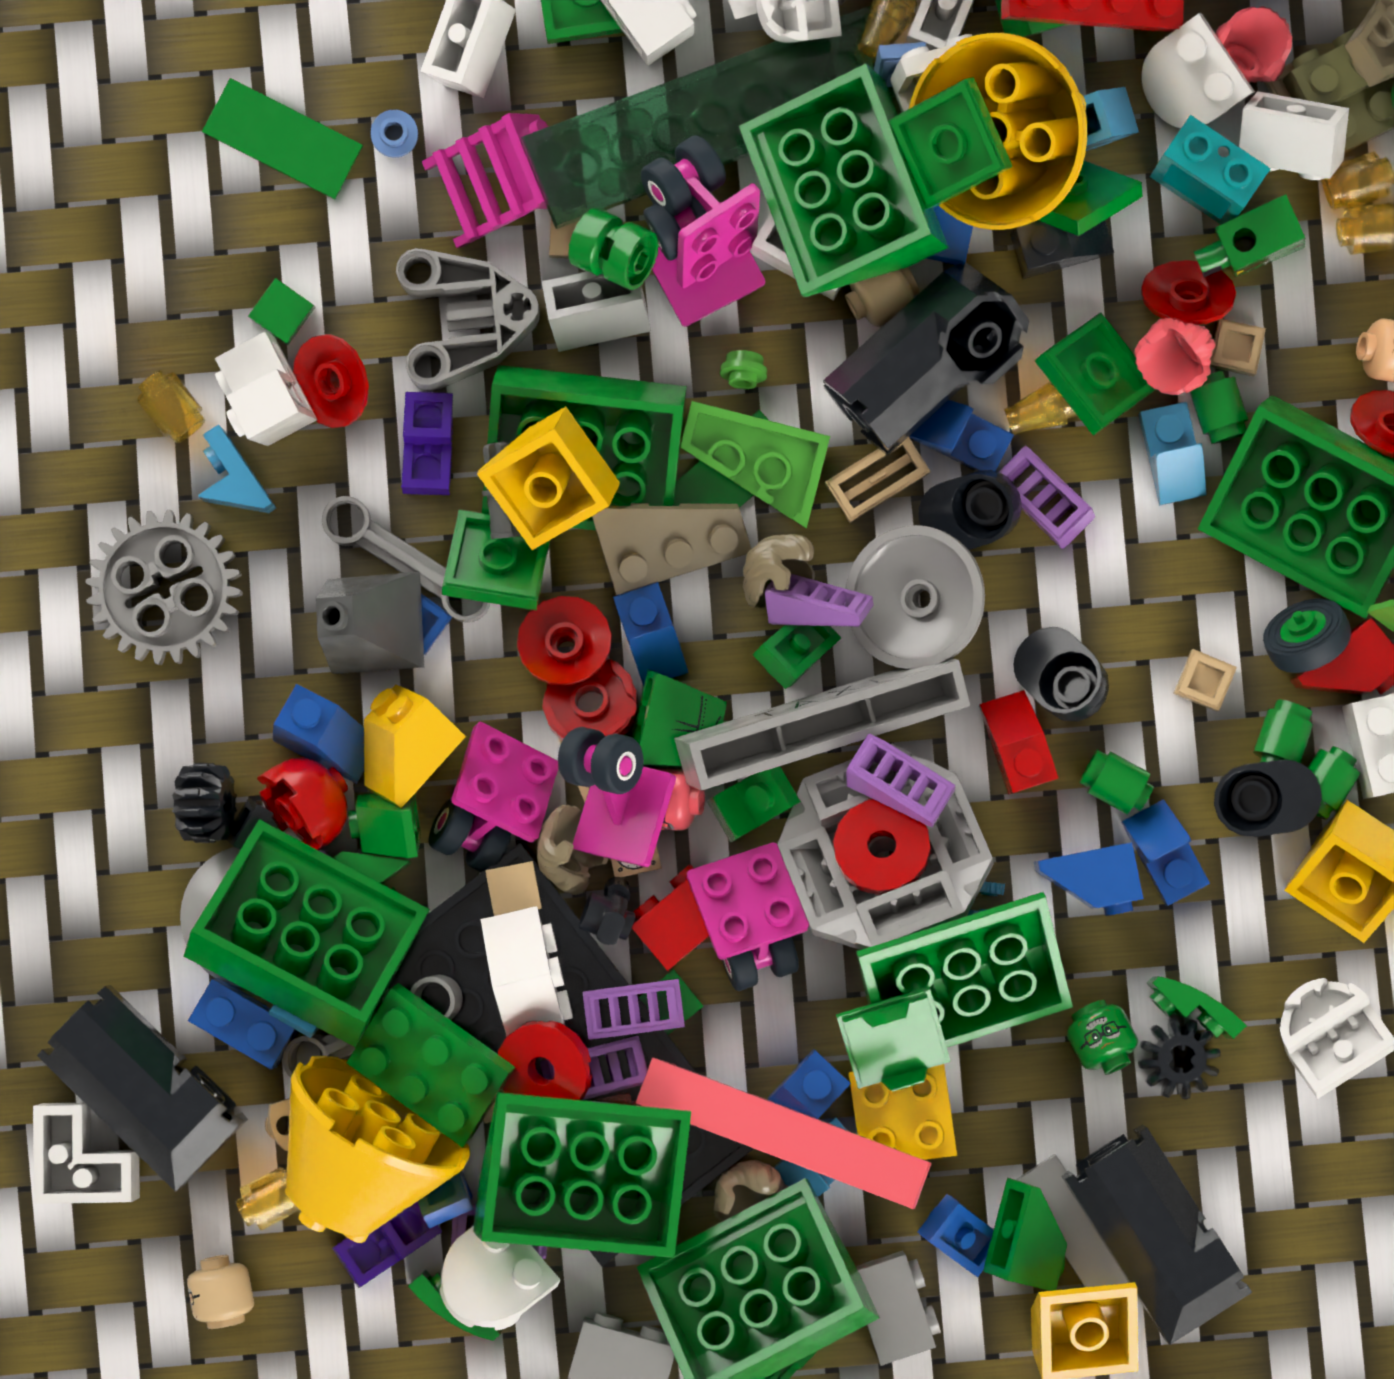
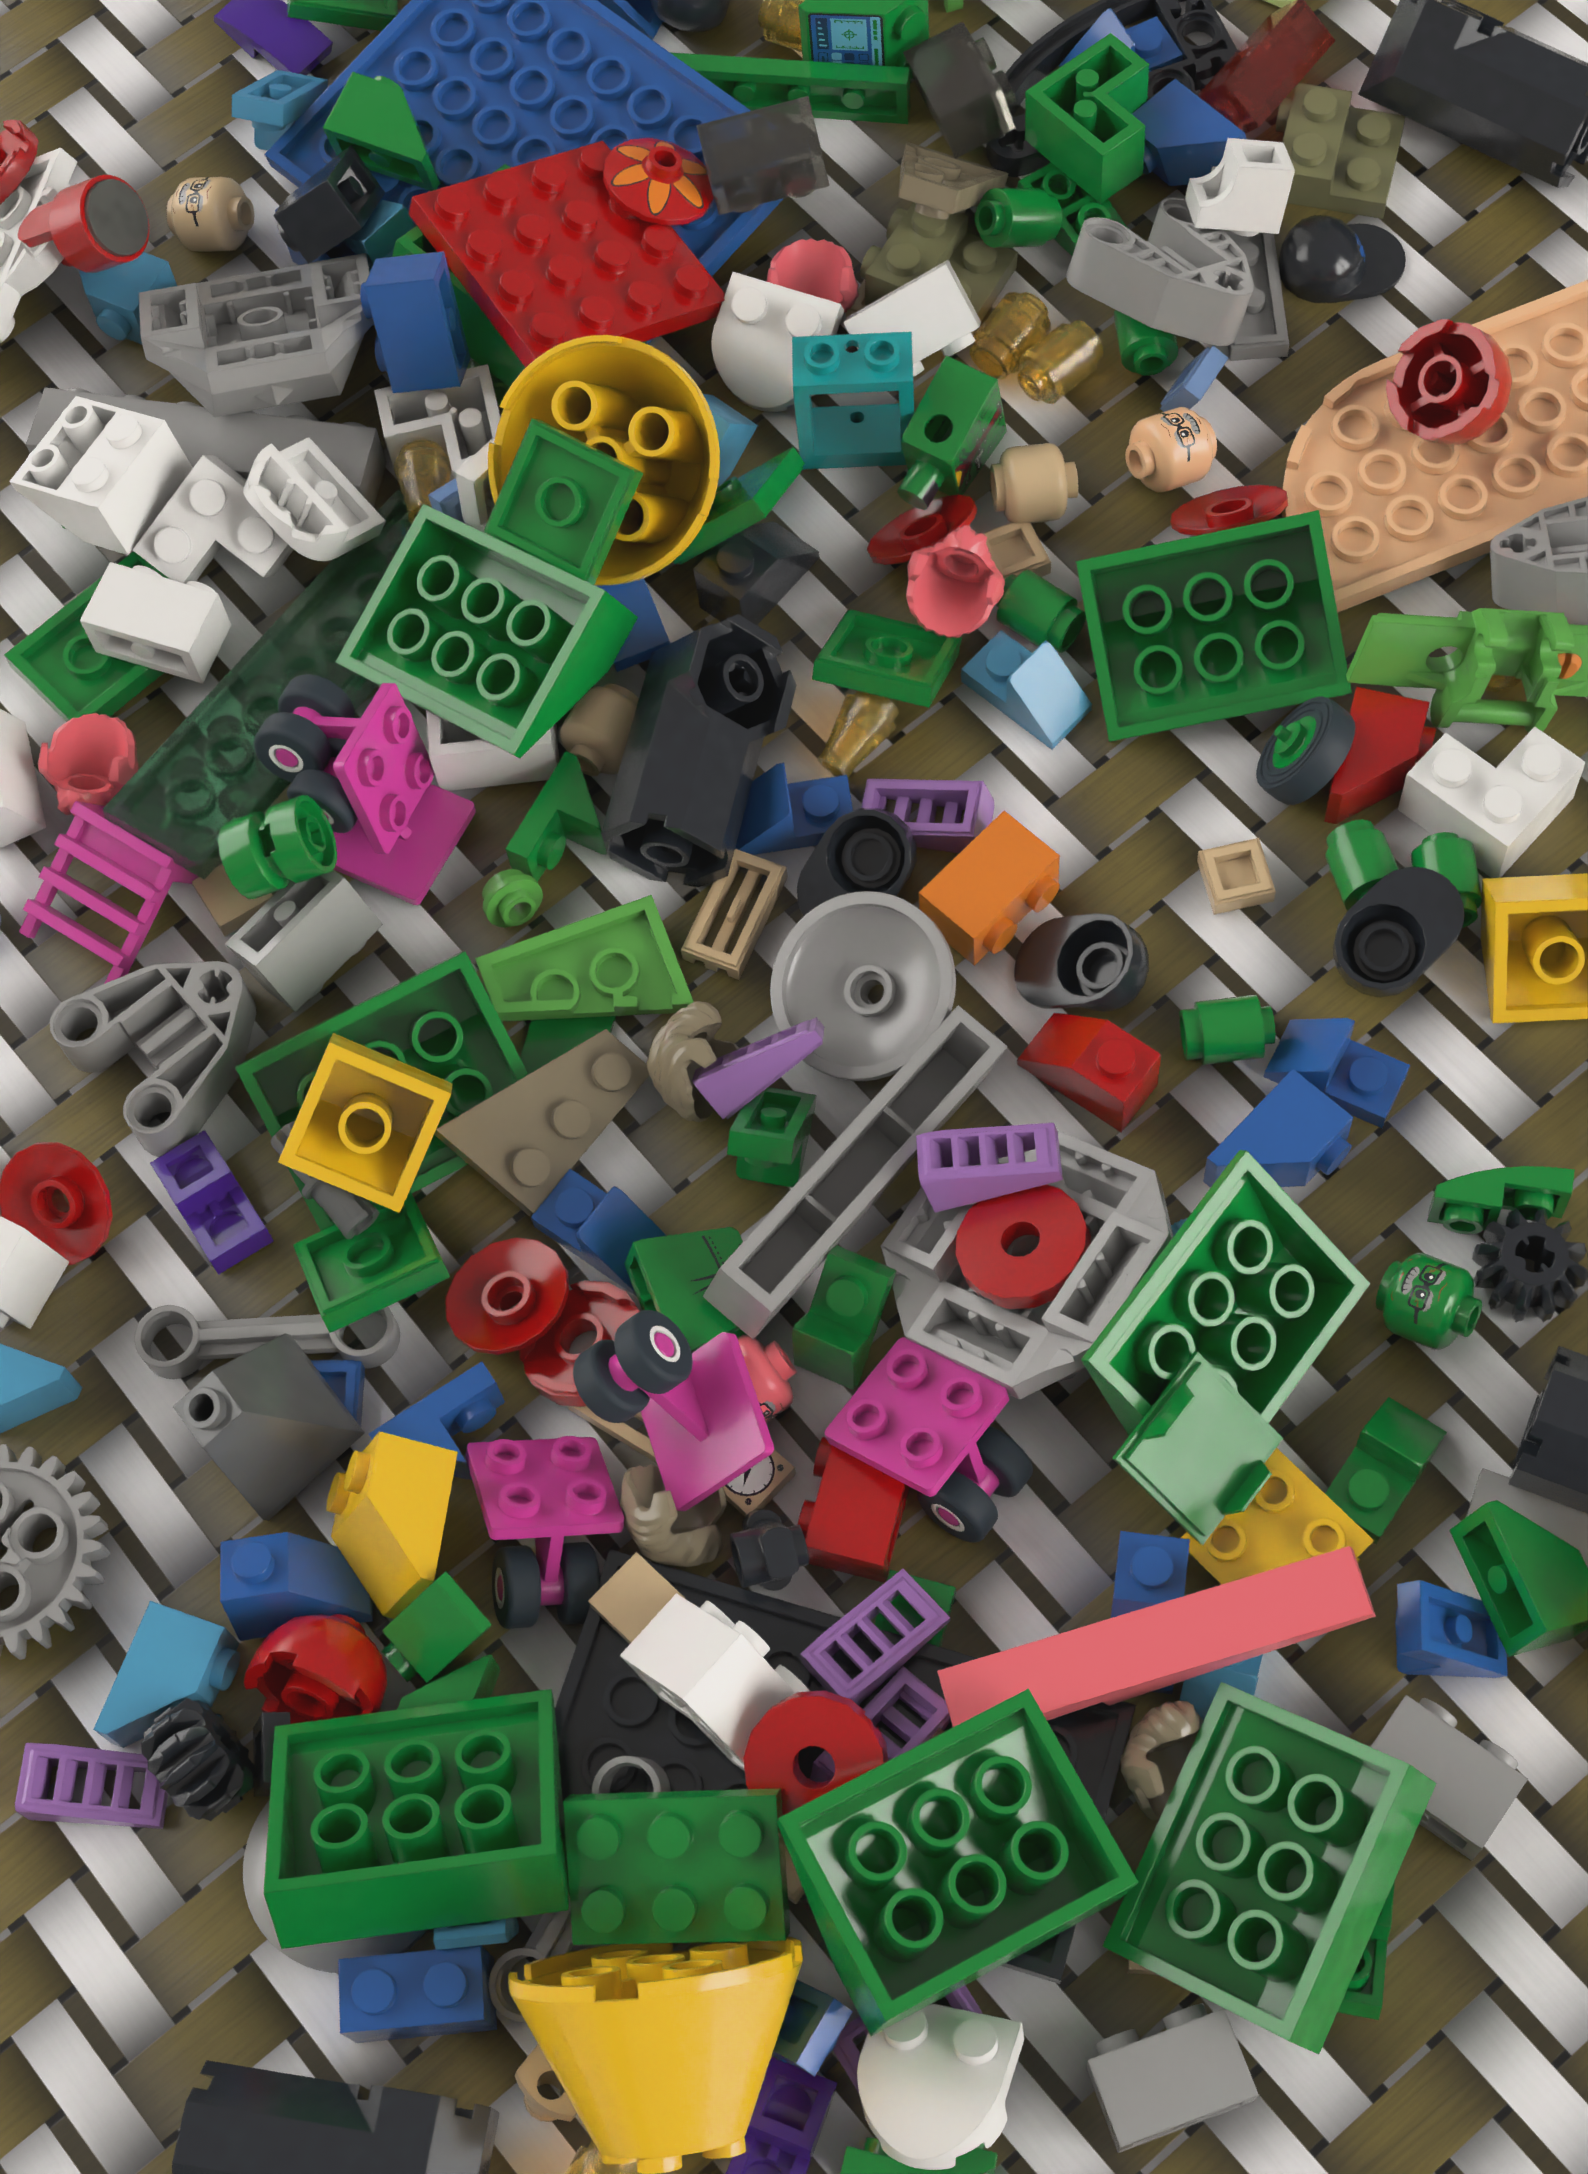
camera: 25 degrees left, 20 degrees down
(105, 743) = (35, 1781): none -> medium lavender slope
(220, 734) = (166, 1663): none -> dark azure slope
(459, 694) = (459, 1405): none -> blue slope
(538, 77) = (89, 760): none -> coral hair
(819, 329) = (558, 814): none -> green slope
(1001, 1112) = (1384, 1466): none -> green slope
(1044, 582) = (991, 888): none -> orange brick
(1284, 311) = (1033, 483): none -> tan head

